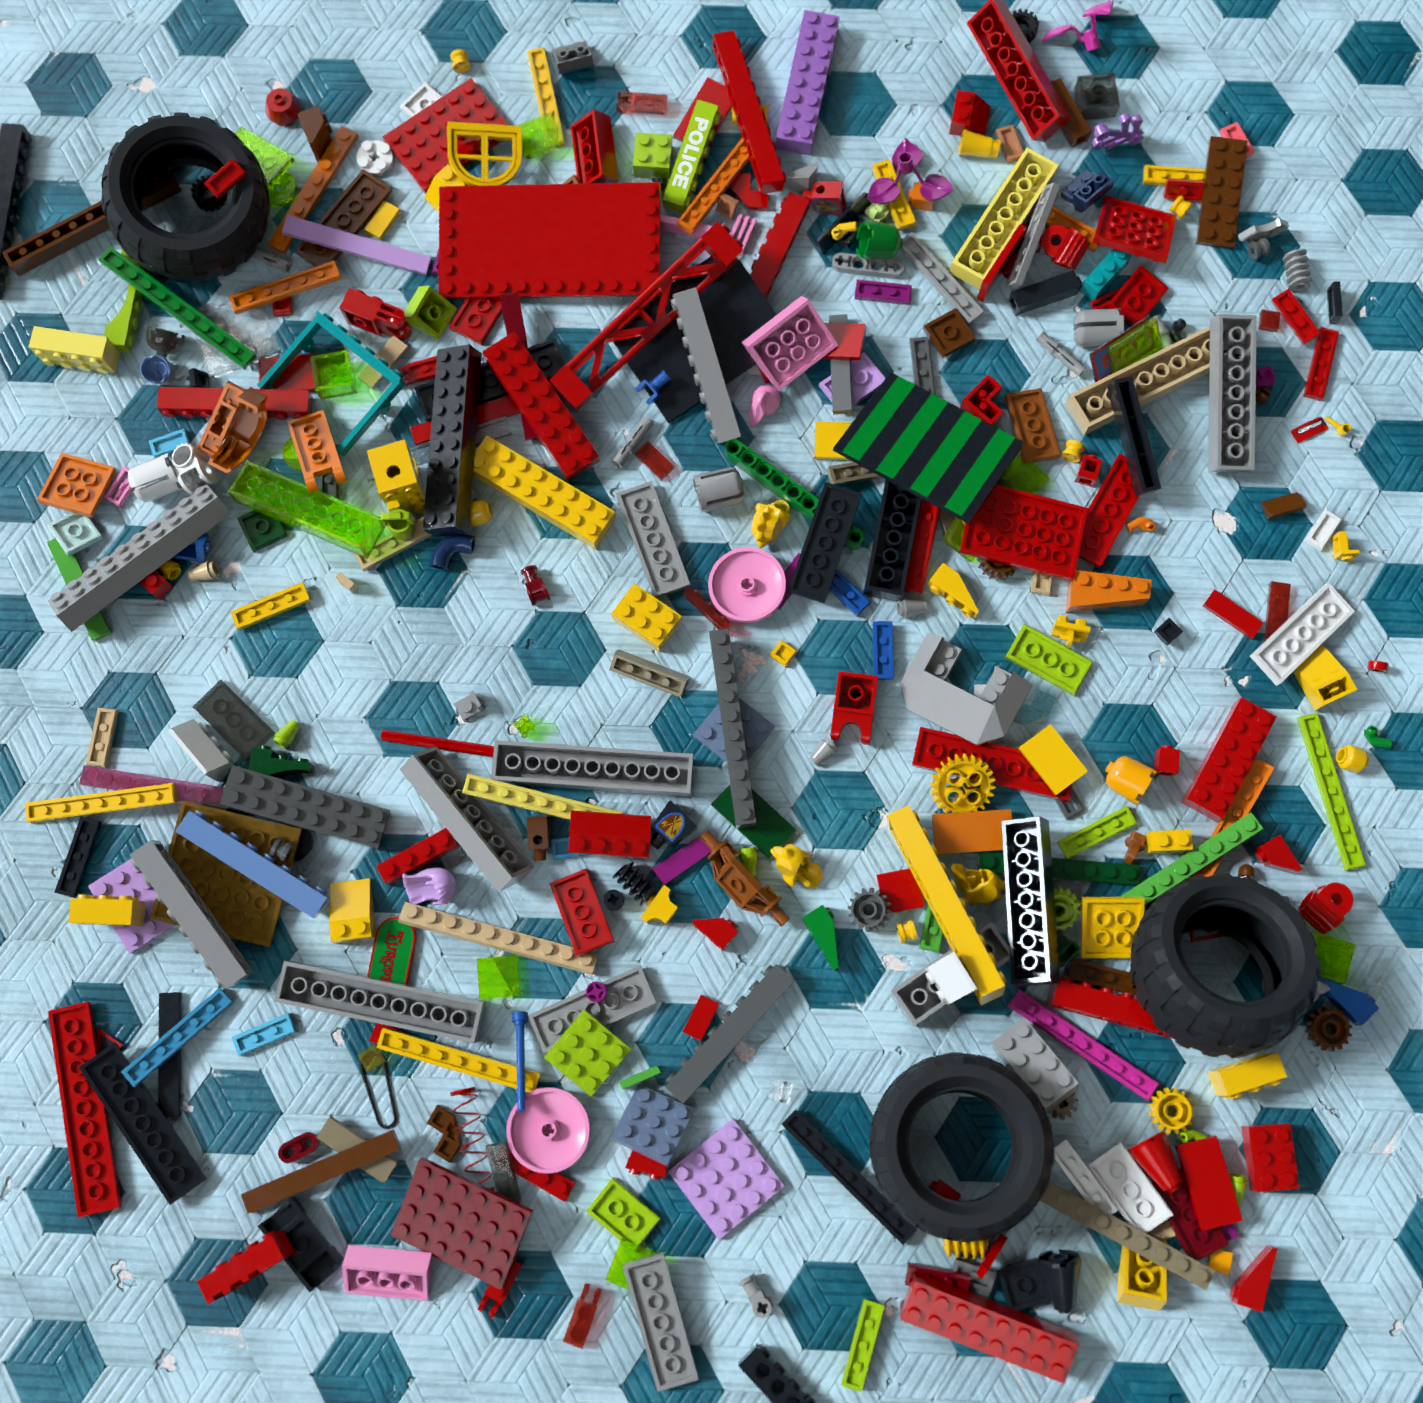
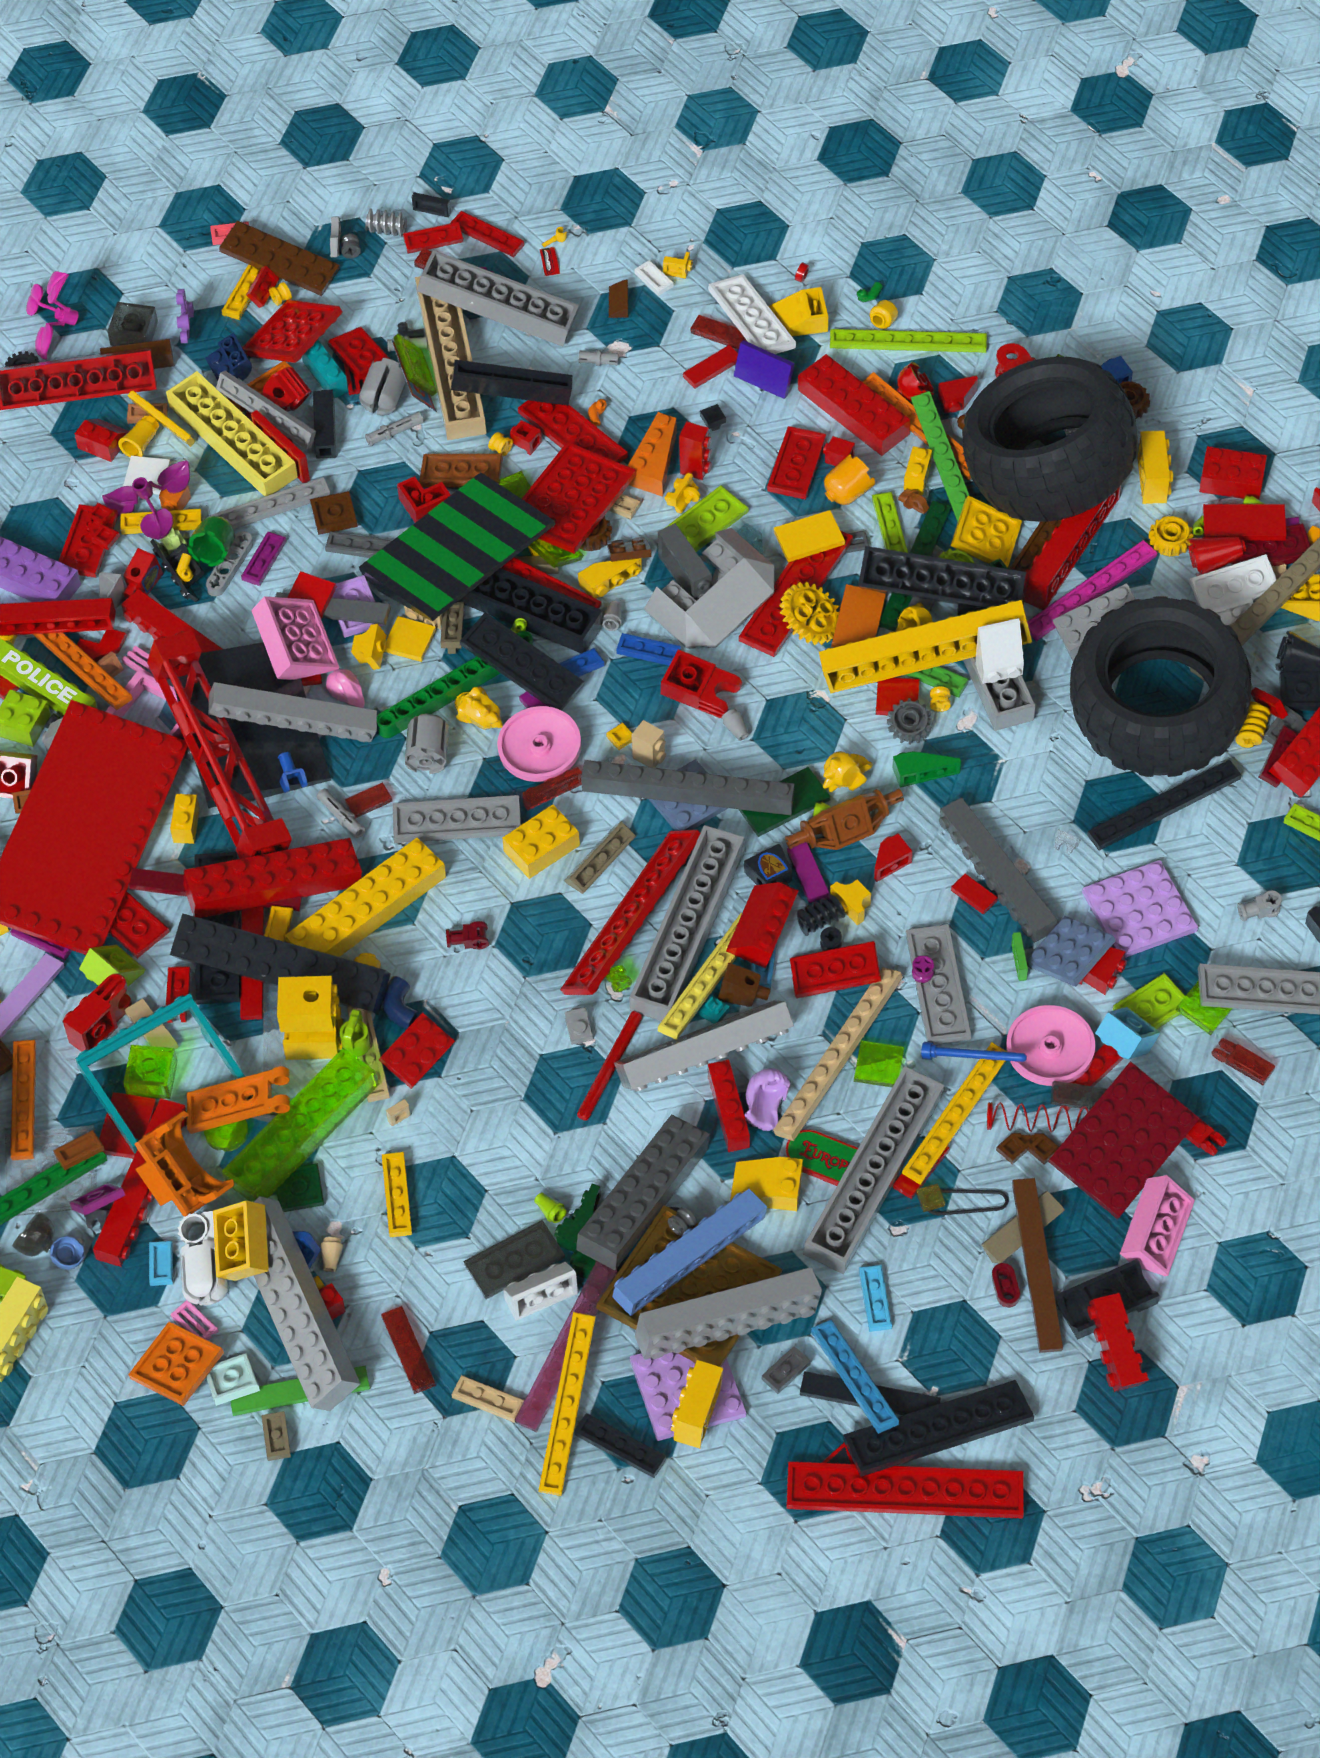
camera: 75 degrees left, 20 degrees down
(32, 582) = (276, 1436): none -> dark tan plate
(132, 660) = (408, 1350): none -> clear red plate
(171, 495) = (240, 1240): none -> yellow brick
(176, 976) = (786, 1370): none -> flat silver plate
(200, 373) = (96, 1198): none -> magenta tile
(239, 344) = (78, 1150): none -> dark orange tile
(283, 307) = (43, 1115): red tile -> none
(410, 579) = (416, 1050): none -> red plate
(502, 427) = (278, 922): none -> yellow tile
(516, 817) = (714, 1010): none -> teal tile
(574, 1200) = (1127, 1033): none -> medium azure brick
(587, 1052) = (981, 995): lime plate -> none
(588, 318) = (185, 818): none -> yellow piece
(591, 716) = (630, 913): none -> red plate
(770, 680) = (648, 744): none -> tan brick
(809, 410) = (370, 646): none -> yellow brick
(854, 143) = (79, 550): none -> red plate
(867, 528) = (519, 625): none -> lime arm
(873, 142) = (99, 532): none -> red tile
(943, 162) = (145, 467): none -> white tile
(982, 655) = (683, 562): none -> dark grey window
(985, 600) = (634, 549): none -> reddish brown plate
(1001, 155) = (161, 418): none -> yellow tile
(1113, 625) = (695, 450): none -> red brick
(1142, 724) = (796, 462): none -> red plate
(1205, 507) = (598, 357): none -> light grey pin
(1239, 663) = (763, 369): none -> dark purple tile
(1273, 811) = (912, 382): none -> red cylinder

